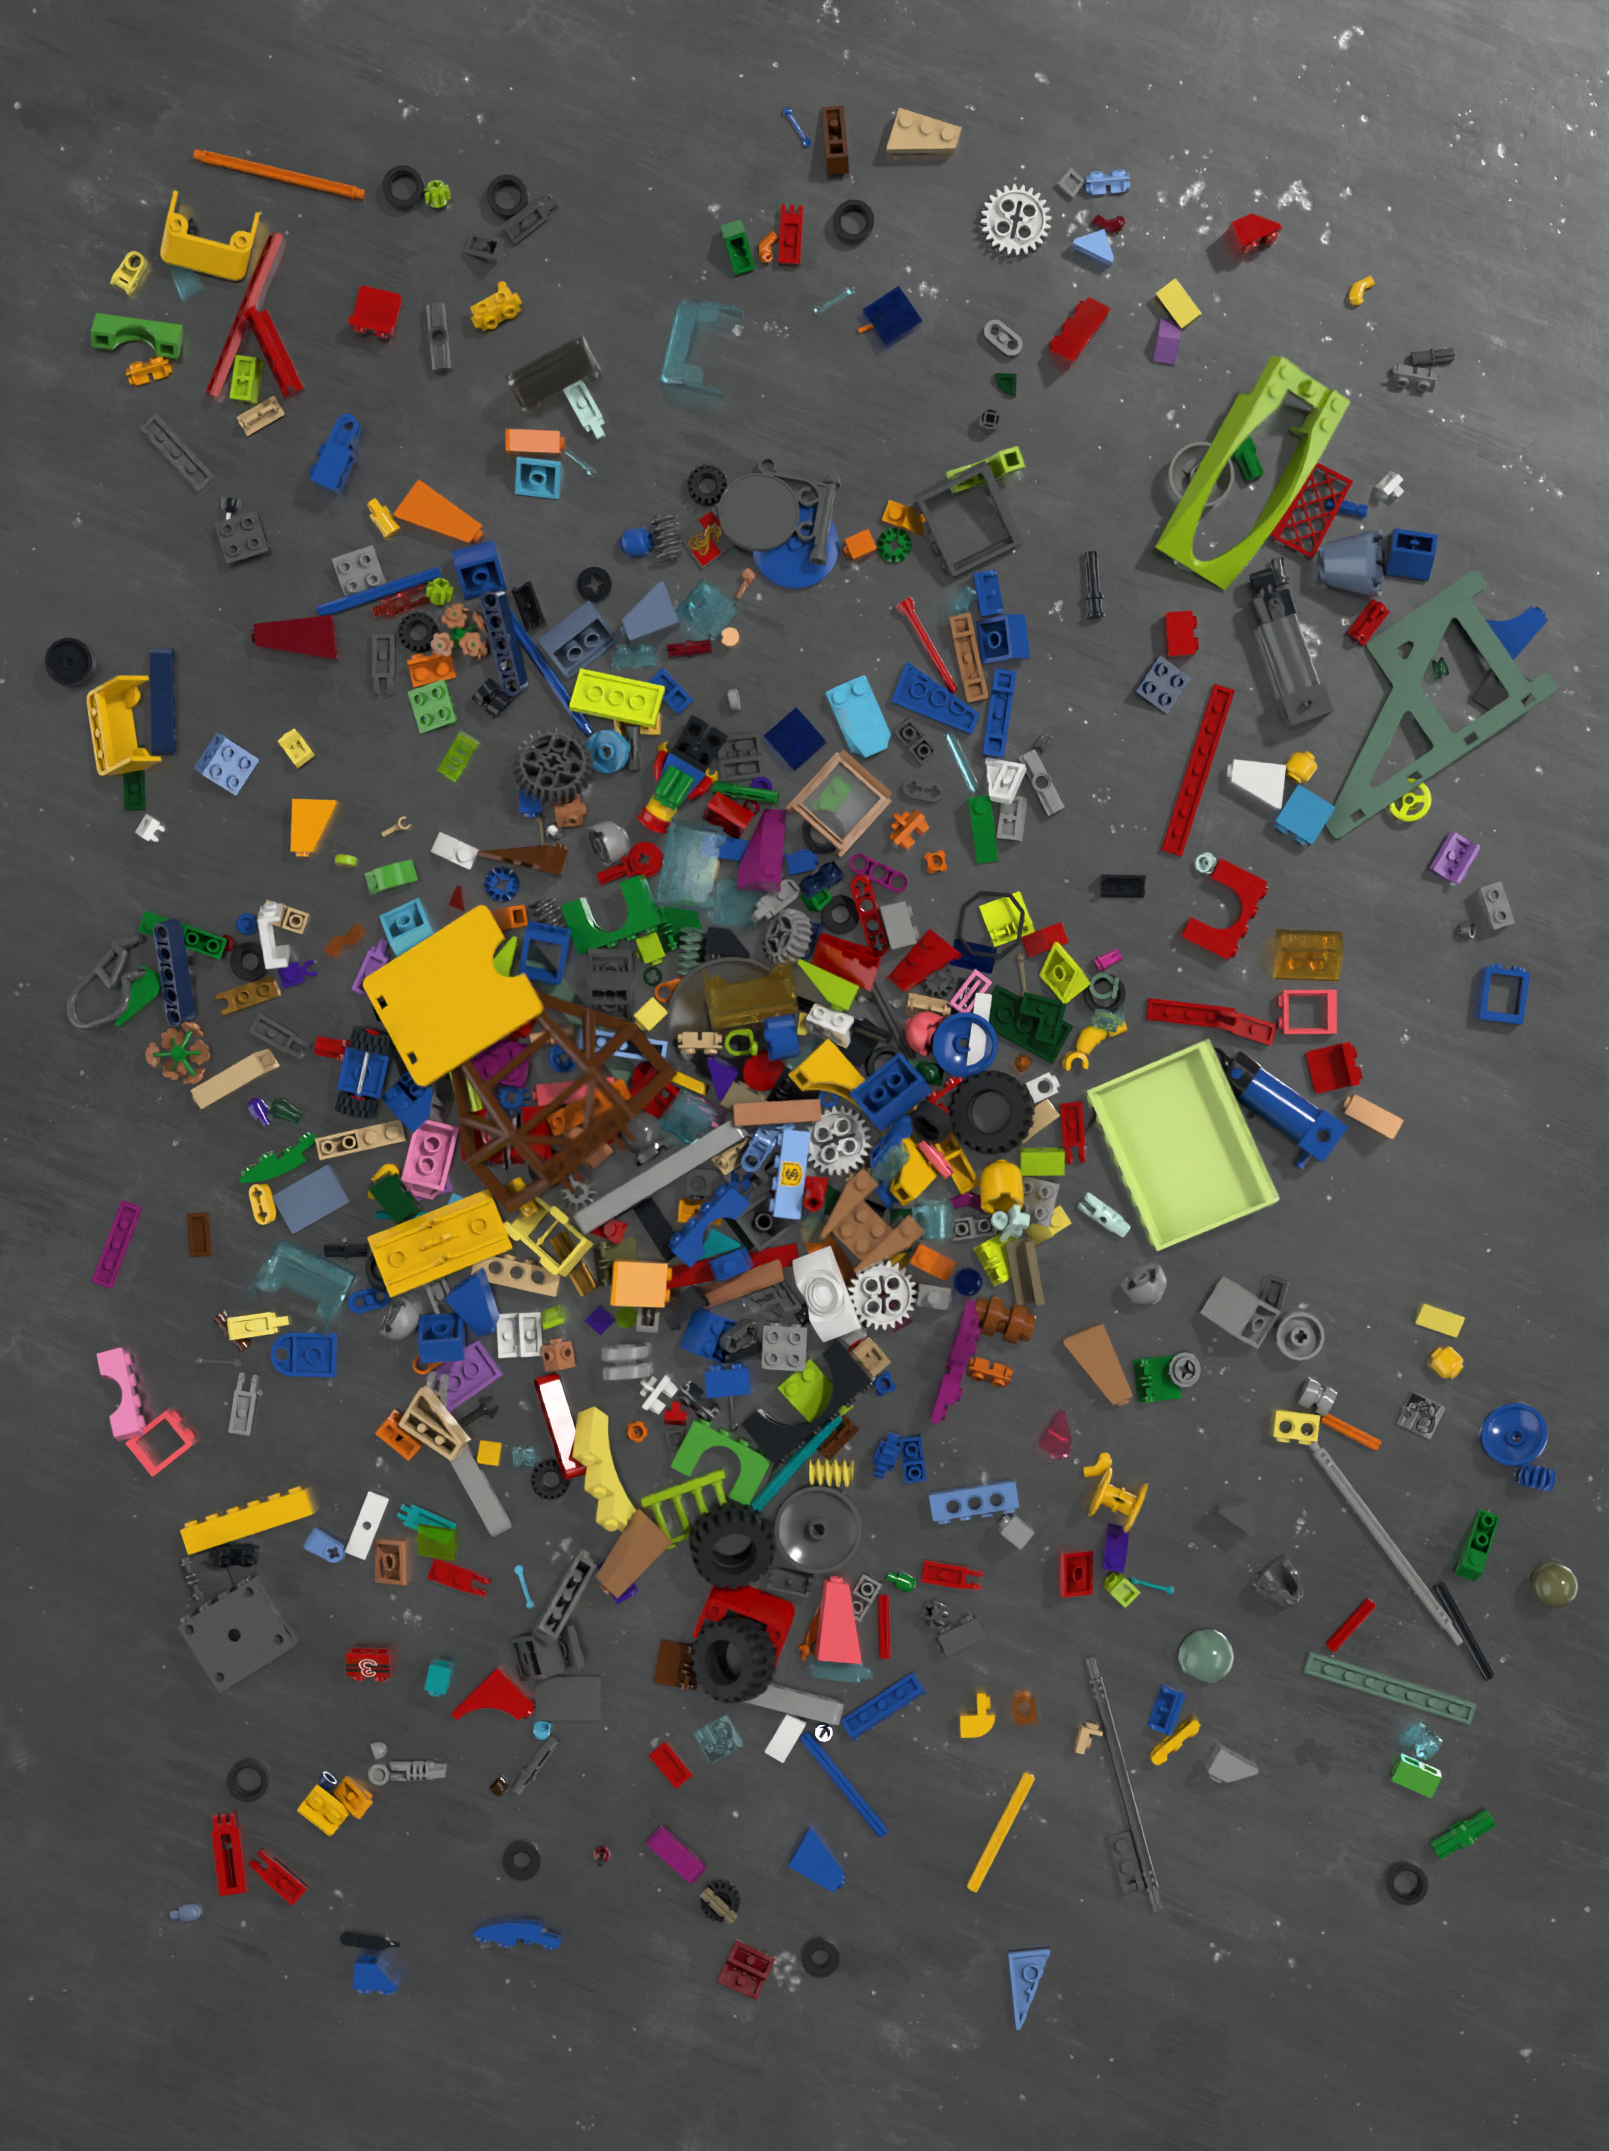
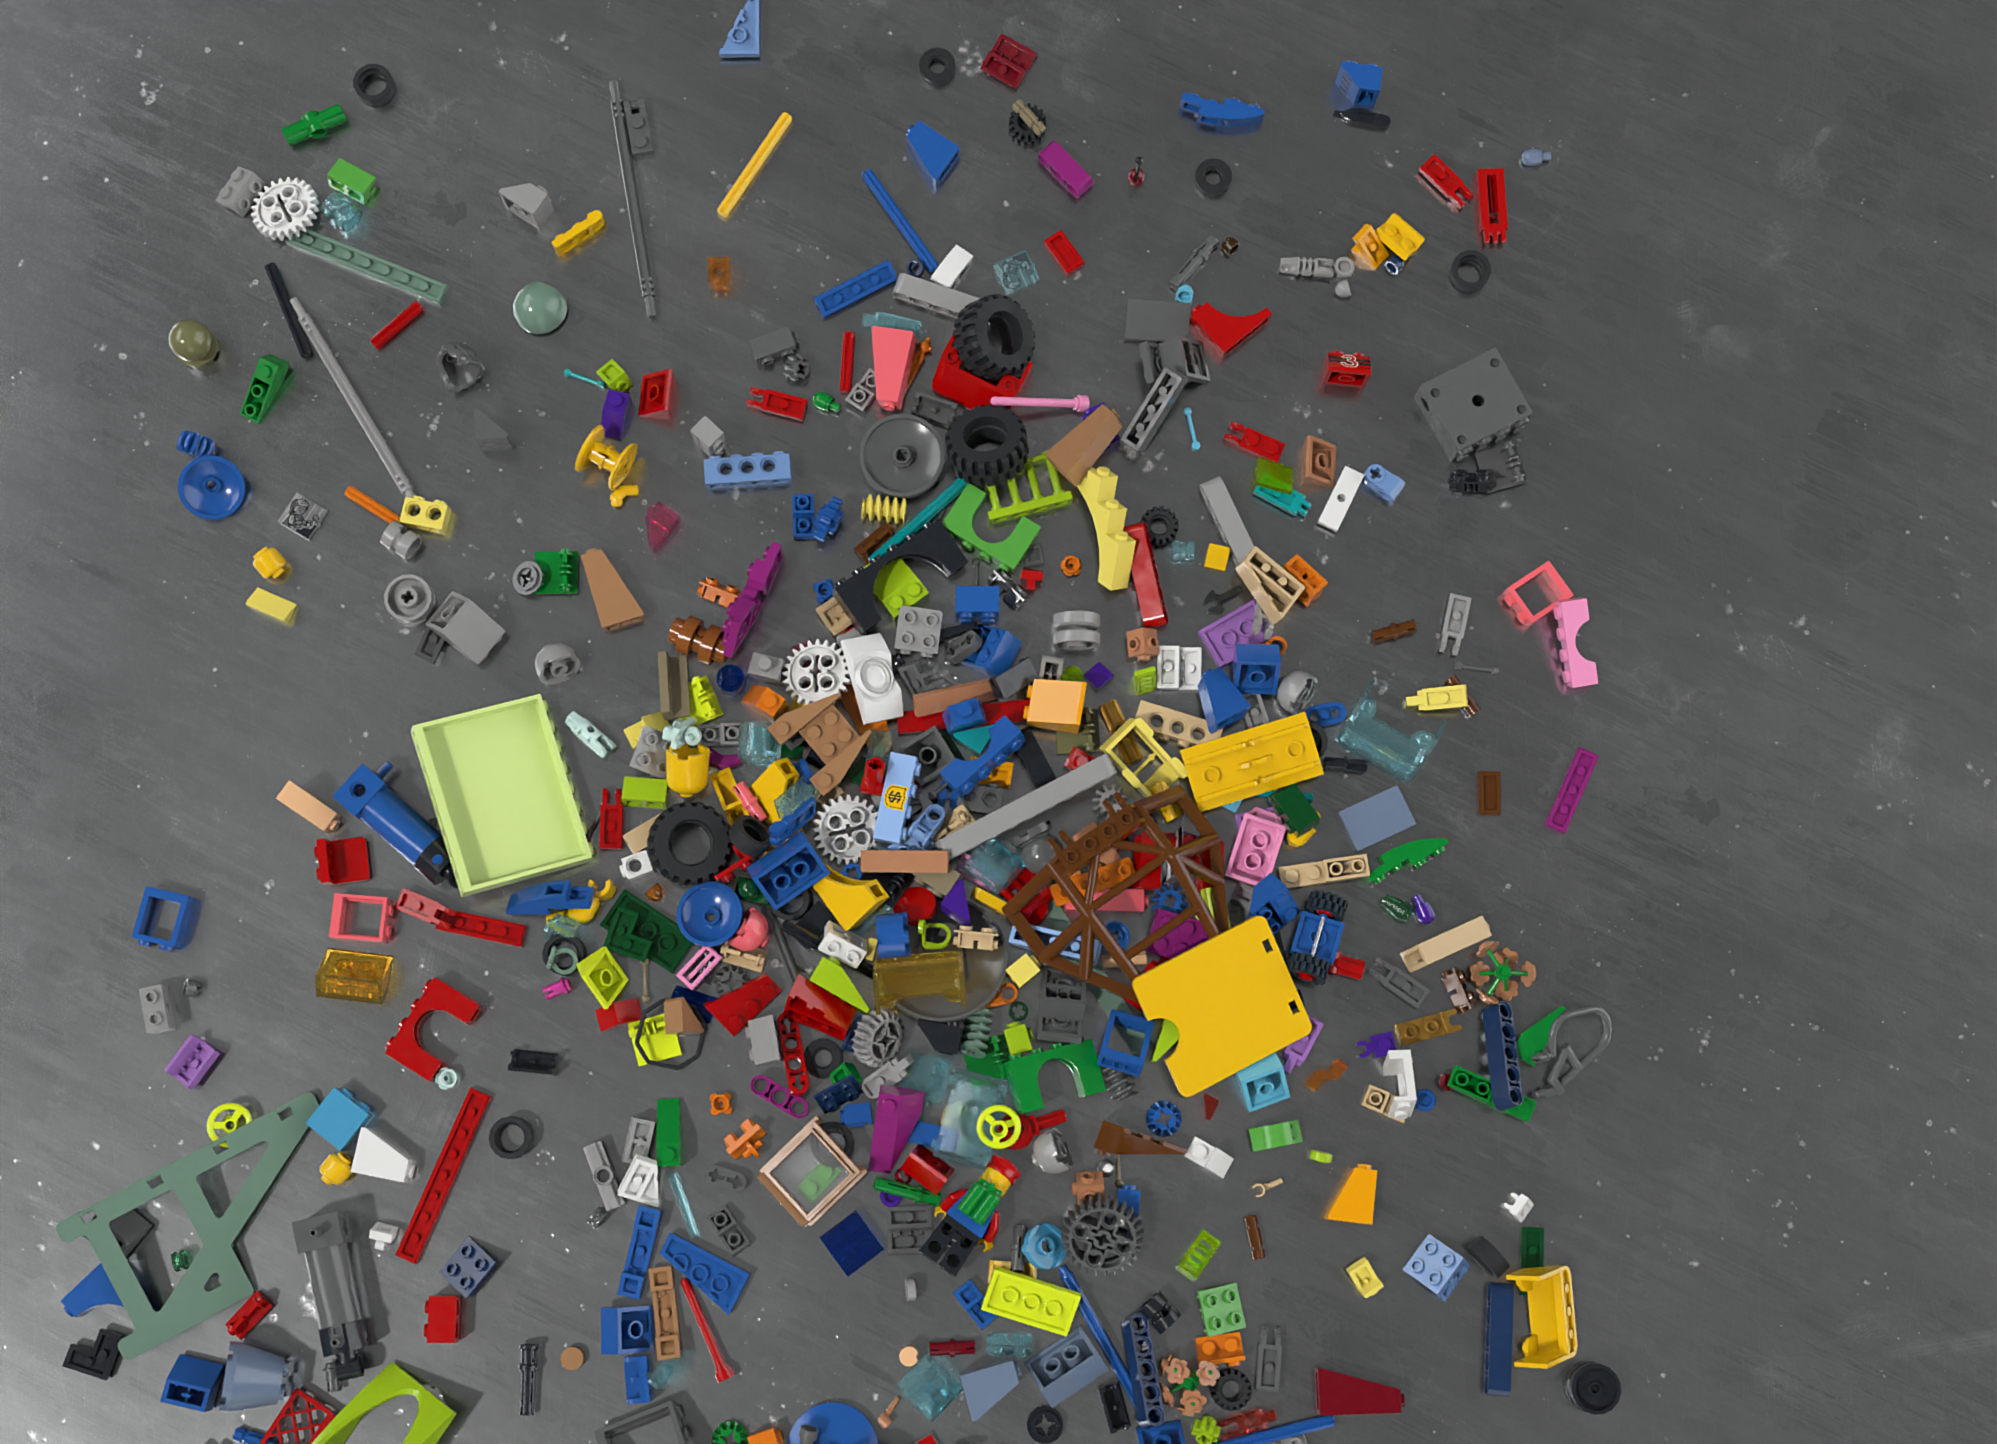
camera: 175 degrees left, 10 degrees down
(177, 777) = (1488, 1257): none -> black tyre
(221, 1043) = (1463, 996): none -> hinge
(236, 965) = (1437, 1057): black tyre -> none
(247, 1521) = (1457, 512): yellow brick -> none
(262, 1203) = (1425, 817): yellow beam -> none
(304, 1391) = (1394, 631): none -> reddish brown pin
(307, 1354) = (1390, 667): blue tile -> none
(404, 777) = (1254, 1237): none -> reddish brown axle
(439, 1677) = (1280, 348): teal brick -> none
(511, 917) = (1157, 1082): orange brick -> none
(641, 1602) = (1078, 403): none -> bright pink piece
(653, 1402) = (1040, 606): white hips -> none
(662, 852) = (997, 1135): none -> neon yellow piece
(675, 1666) = (1051, 342): reddish brown hinge -> none
(859, 717) = (783, 1260): medium azure slope -> none
(978, 1036) = (695, 922): white sticker -> none
(978, 1723) = (765, 264): yellow brick -> none
(982, 940) = (680, 1018): none -> medium nougat slope
(1053, 608) = (572, 1358): none -> medium nougat tile
(1083, 1739) = (666, 241): tan bracket -> none
(1126, 1048) = (549, 895): none -> blue slope
(1136, 795) = (494, 1133): none -> black tyre
(1166, 1709) = (583, 261): blue hinge -> none
(1248, 709) = (383, 1234): none -> white tile
(1497, 1727) = (299, 201): none -> white gear
(1506, 566) = (95, 1361): none -> black plate
(1530, 1755) = (240, 191): none -> light grey bracket

